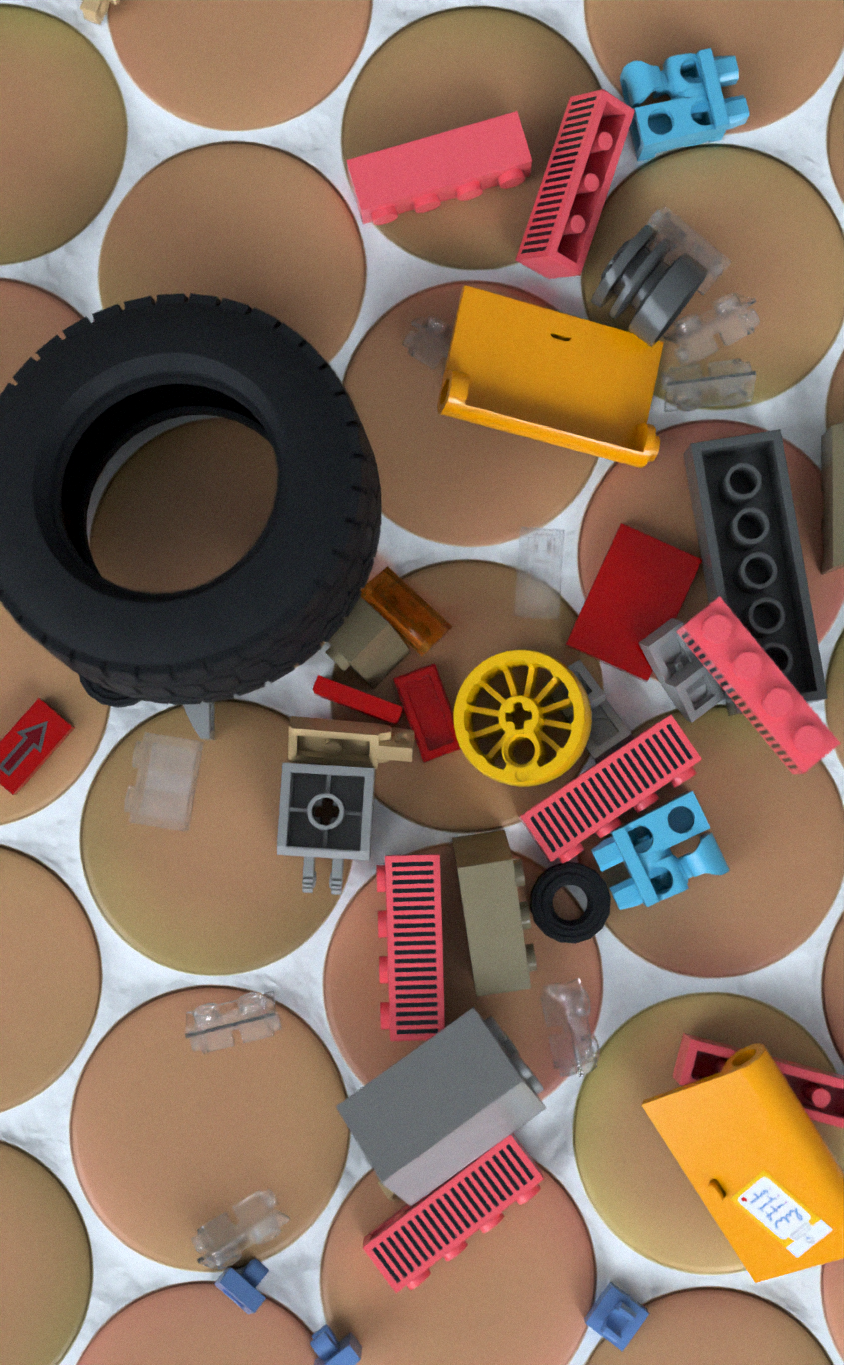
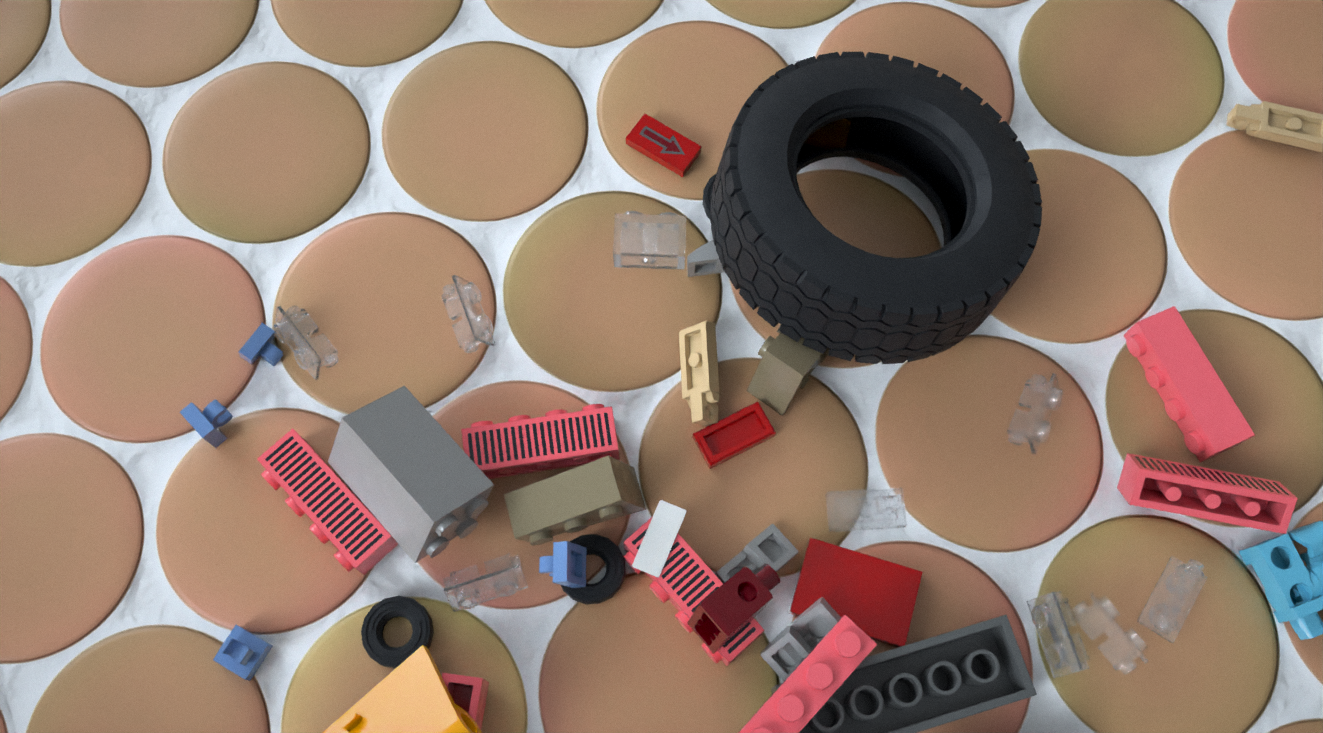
camera: 80 degrees right, 15 degrees down
(304, 834) = (626, 377): light grey hinge -> none
(357, 700) = (735, 374): red tile -> none
(405, 611) = (814, 402): clear orange plate -> none
(533, 772) = (702, 523): yellow piece -> none
(551, 378) = (1035, 495): light orange door -> none
(553, 819) = (659, 538): none -> white sticker
(570, 931) = (566, 565): none -> medium blue tile
(620, 1162) = (378, 617): none -> black tyre
(647, 855) = (643, 626): medium azure hips -> none
(649, 284) = (1136, 565): dark grey wheel -> none
(656, 762) = (733, 605): none -> dark red torso

